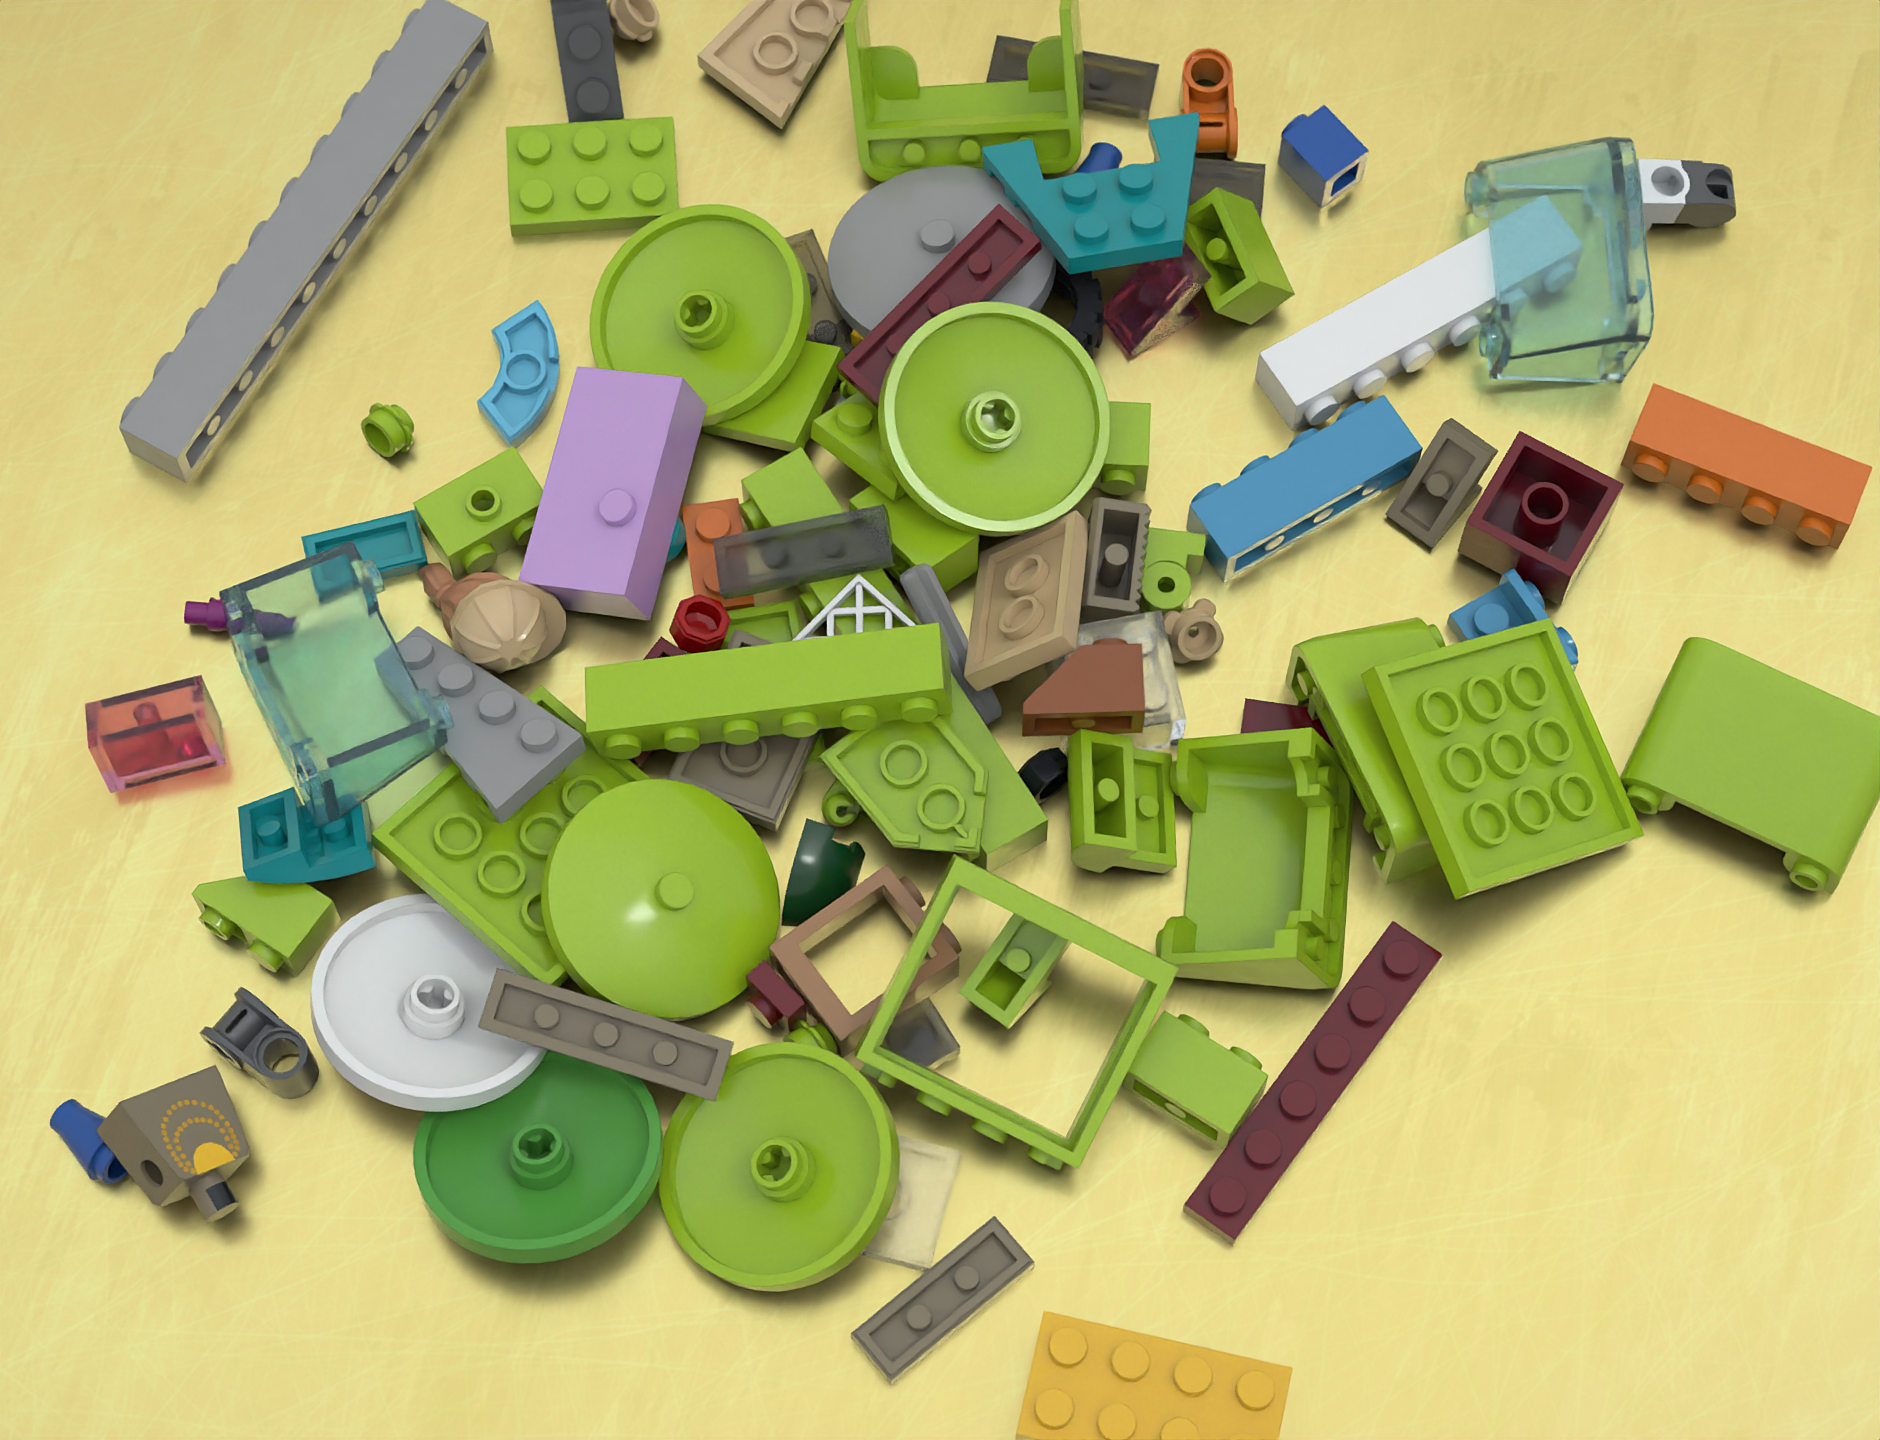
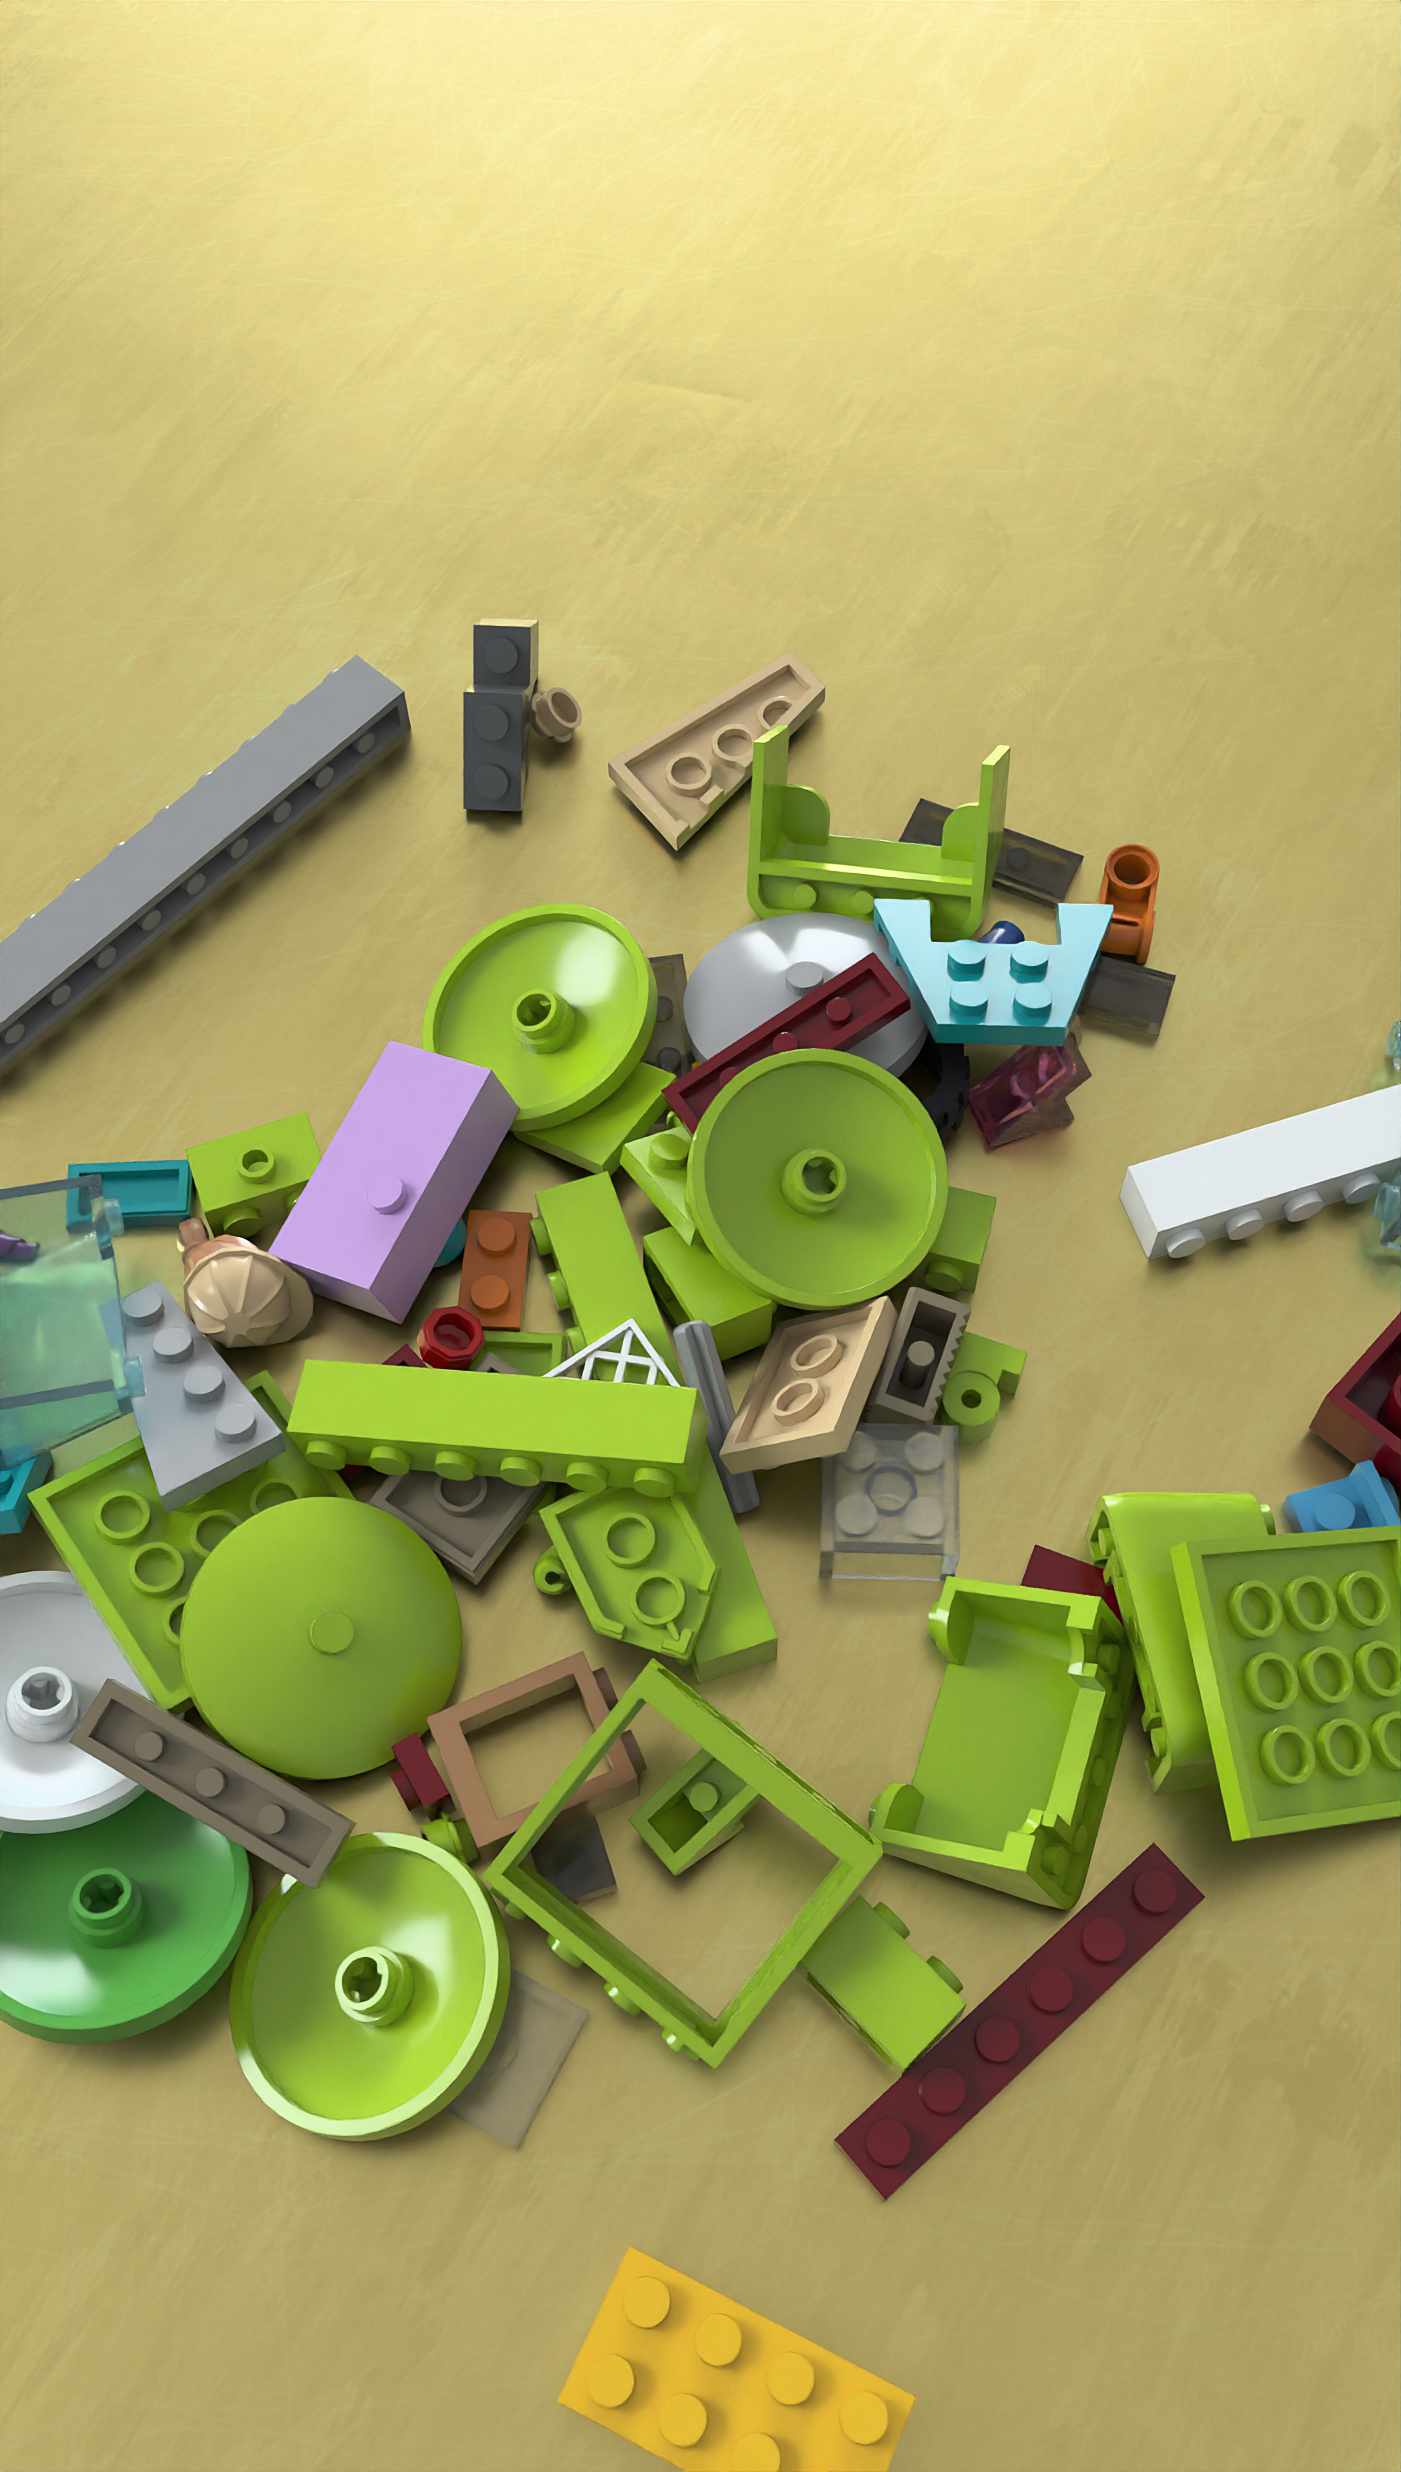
camera: 15 degrees right, 5 degrees down
(388, 429) = (191, 1072): lime plate -> none
(525, 377) = (349, 1046): medium azure tile -> none
(590, 175) = (470, 860): lime plate -> none
(804, 552) = (580, 1282): clear smoke tile -> none
(819, 873) = (510, 1642): dark green brick -> none
(942, 1300) = (522, 2191): dark tan tile -> none
(1045, 773) = (789, 1584): black tile -> none
(1092, 690) = (852, 1503): dark orange slope -> none
(1119, 804) = (864, 1637): lime brick -> none
(1203, 642) = (994, 1474): tan plate -> none
(1238, 255) = (1126, 1060): lime brick -> none
(1303, 486) = (1149, 1321): dark azure brick -> none
(1322, 155) = (1239, 977): blue brick -> none
(1442, 483) = (1306, 1347): dark tan slope -> none

